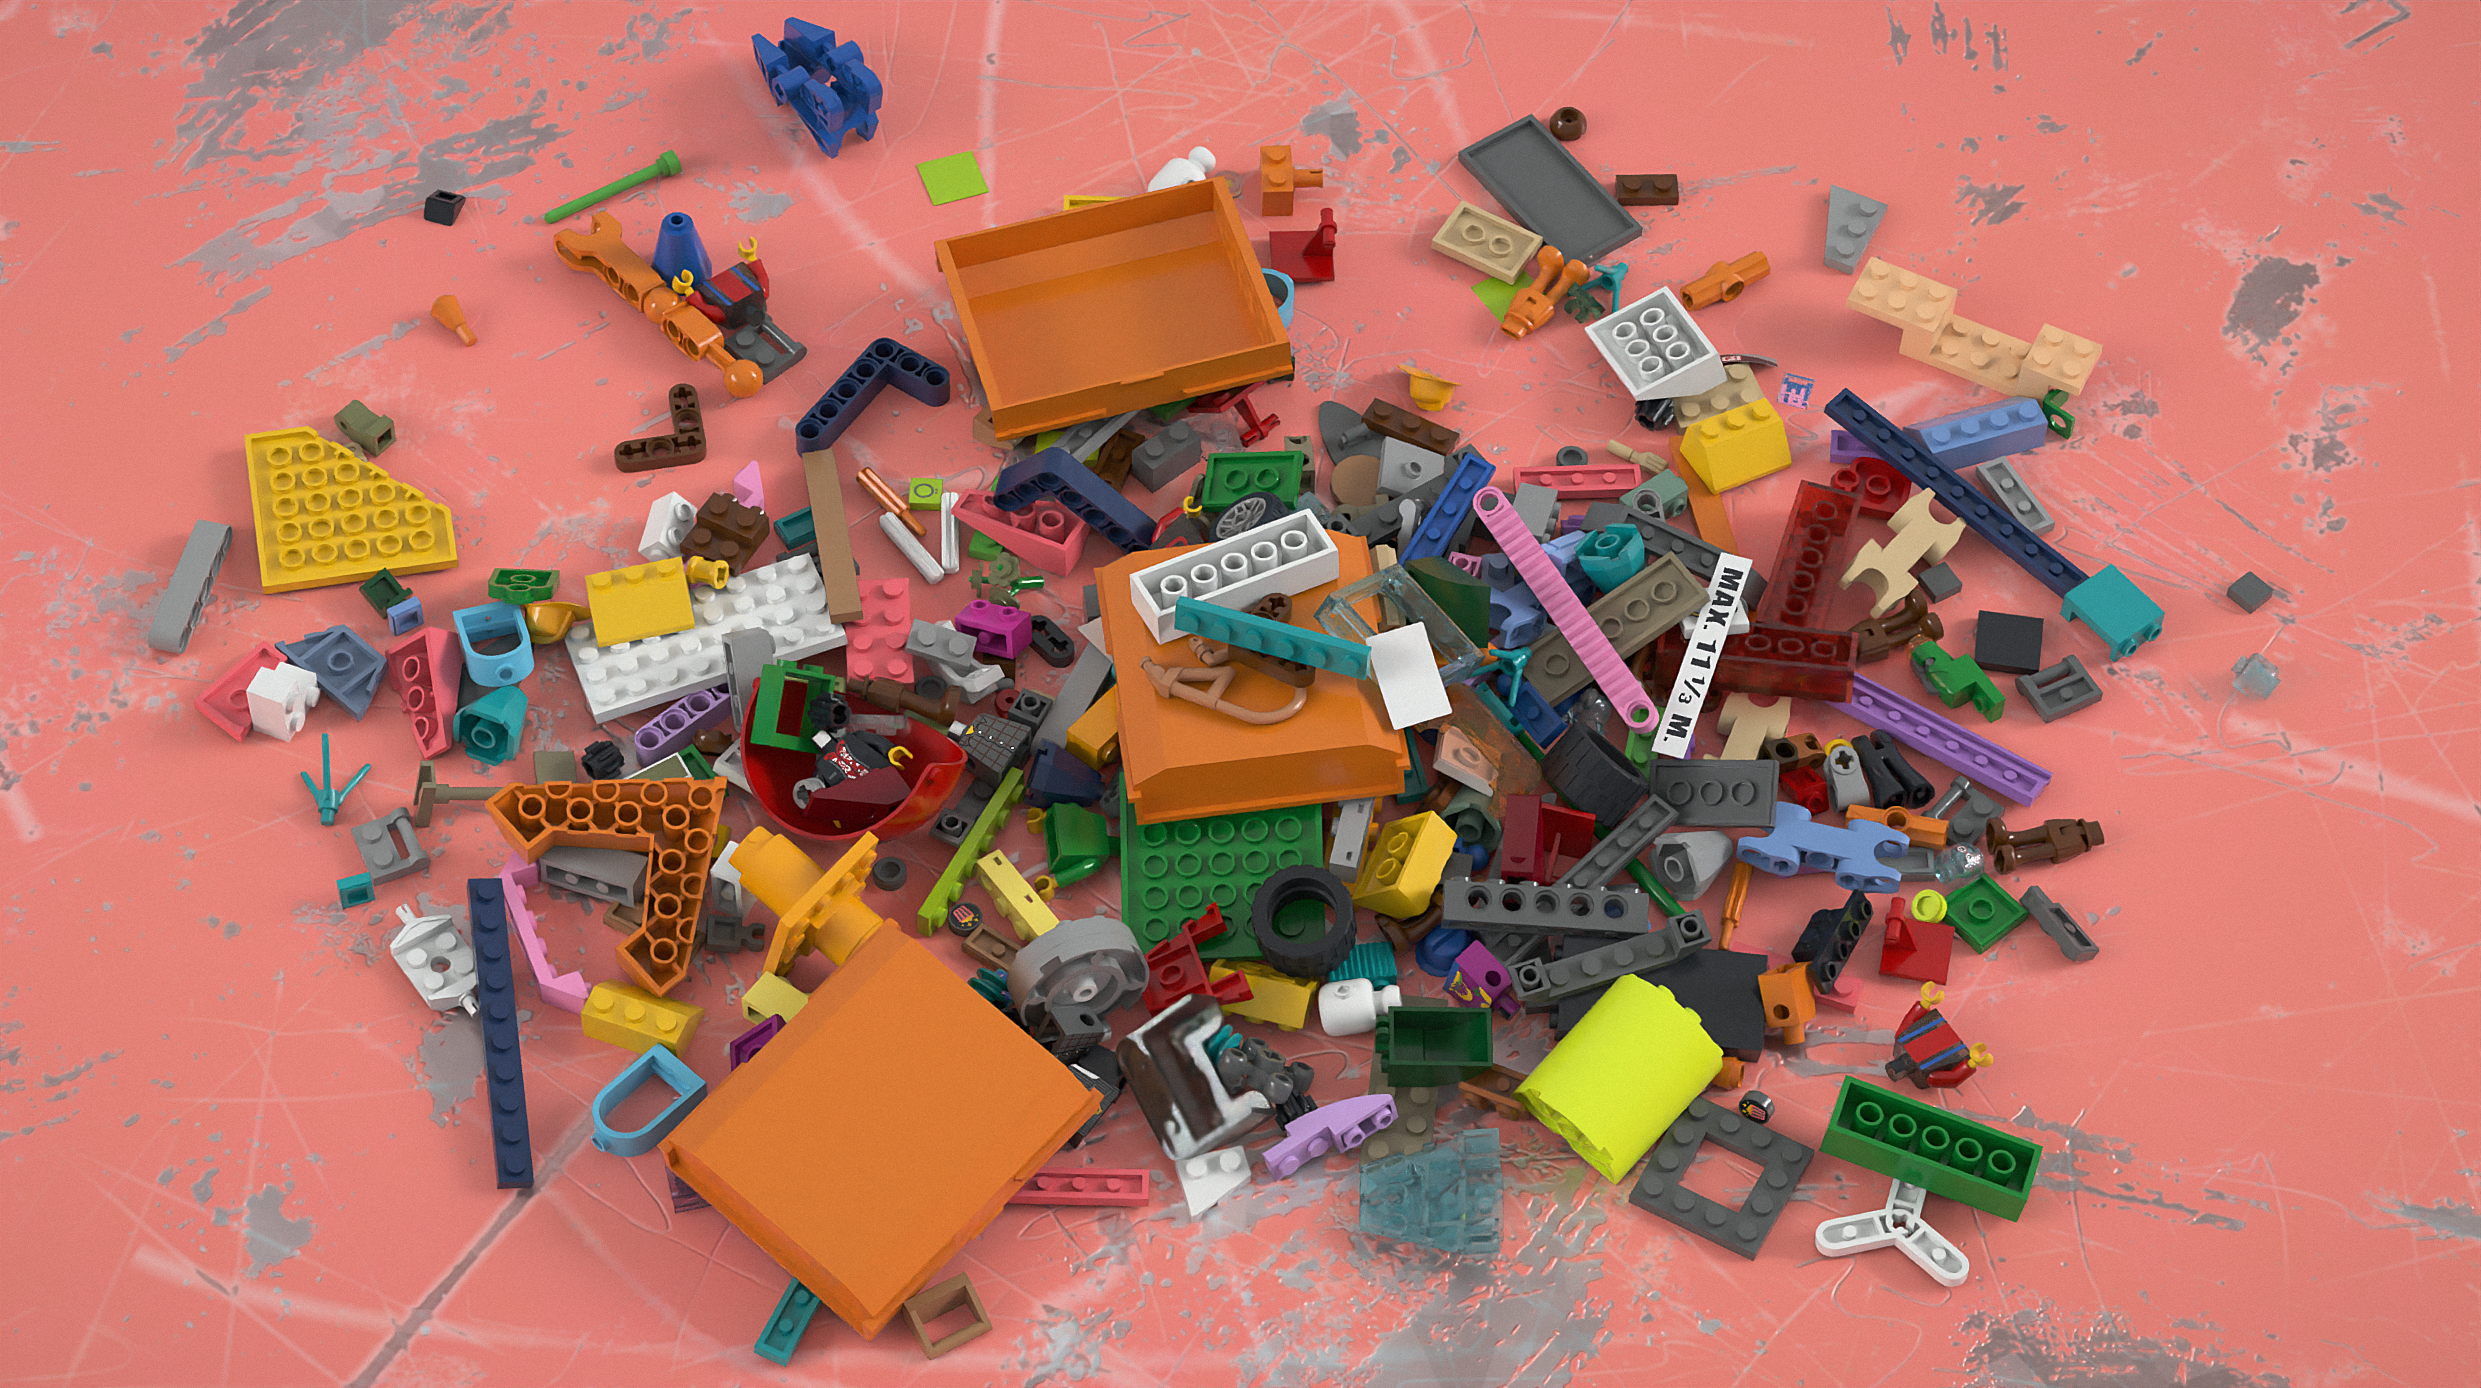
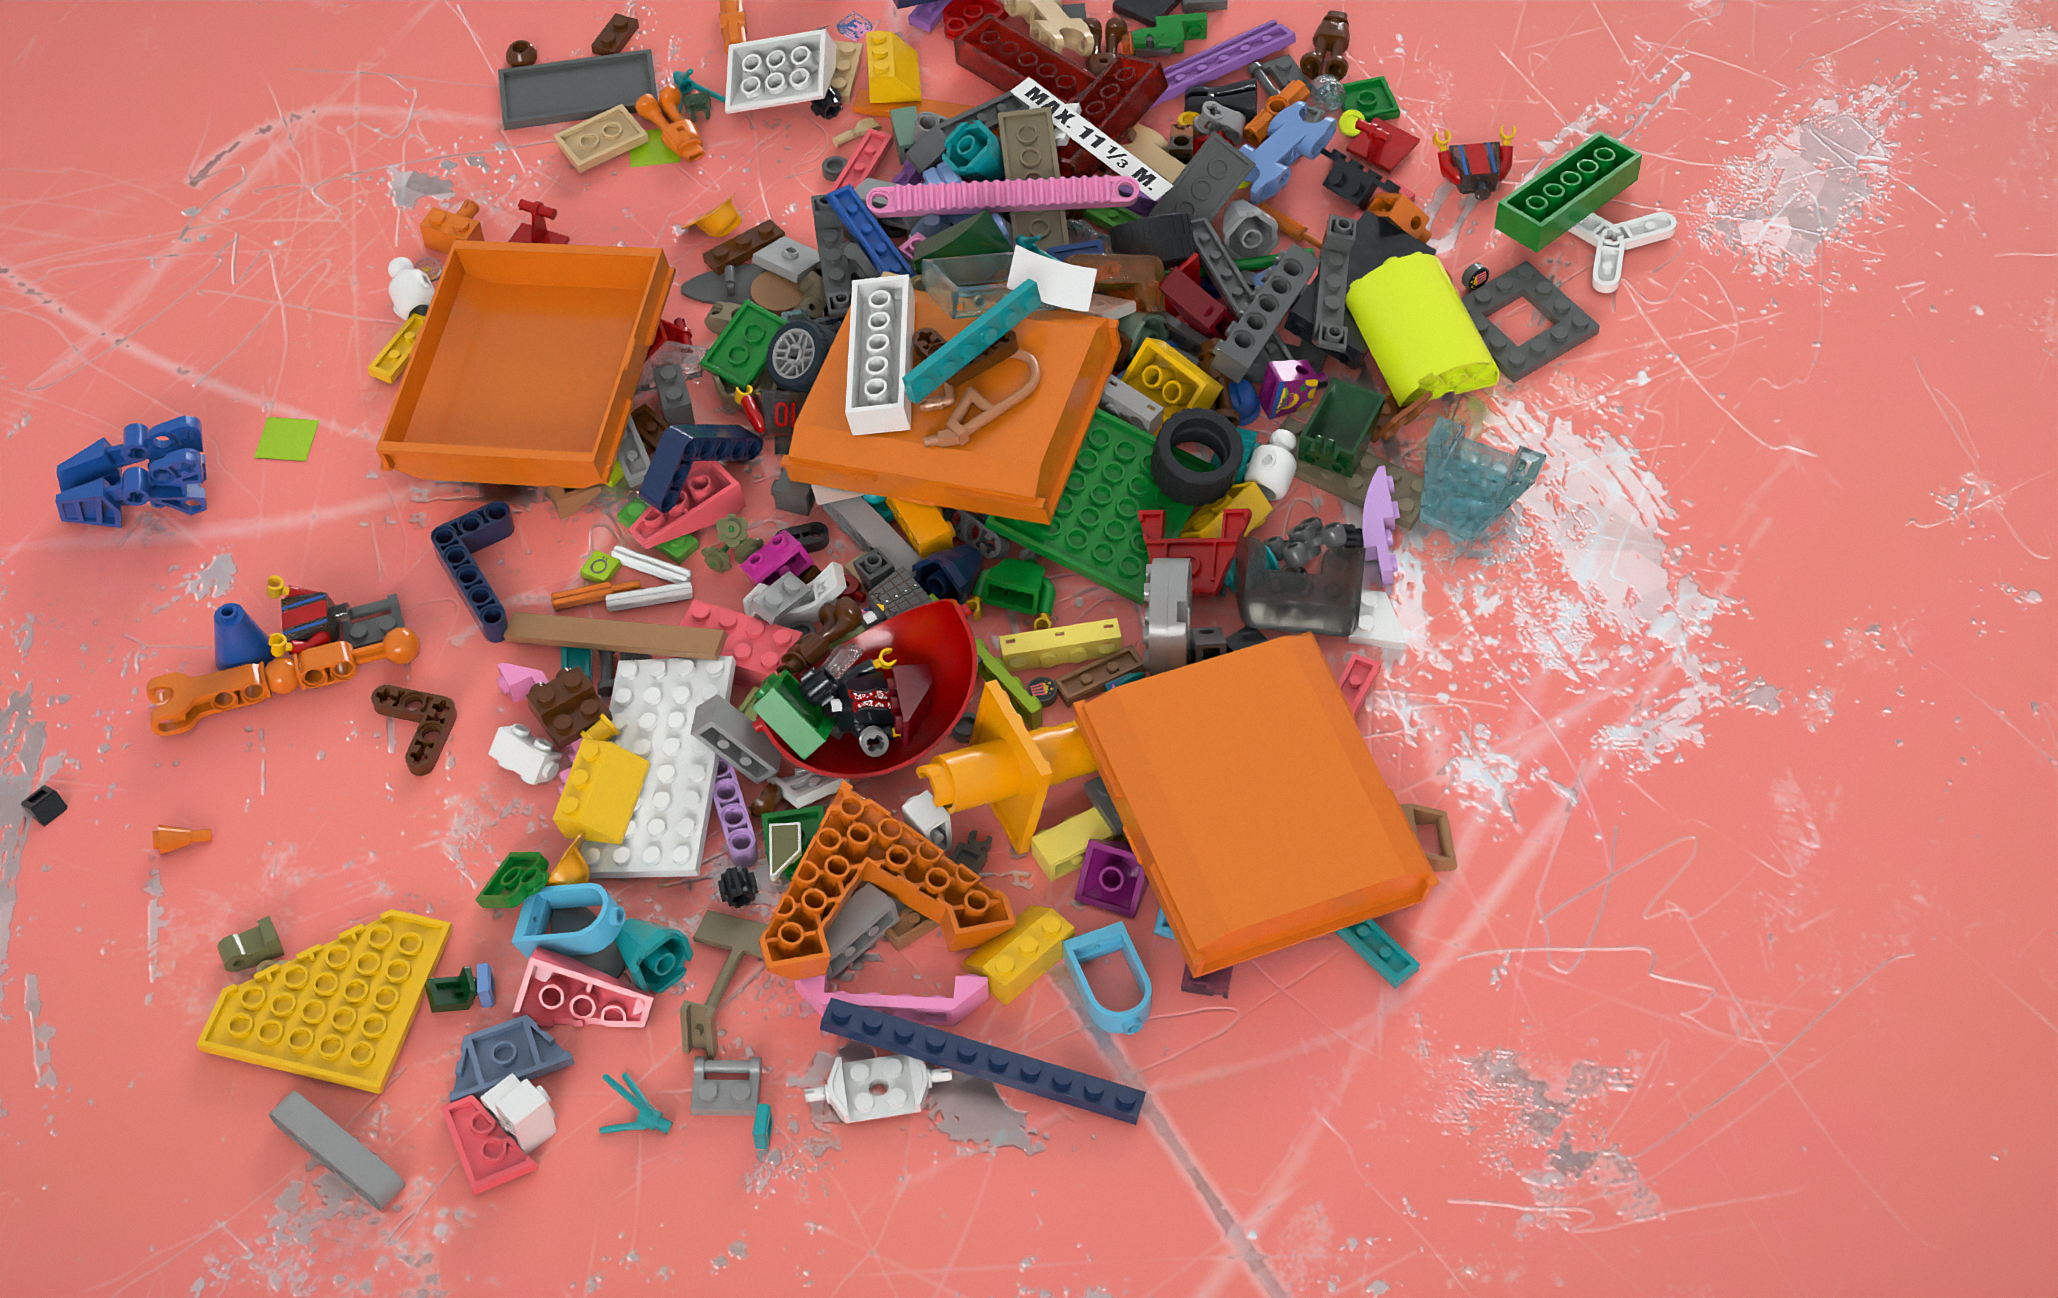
camera: 60 degrees left, 0 degrees up
(667, 164) = (127, 622): bright green piece -> none
(2060, 925) = (1401, 64): dark grey hinge -> none

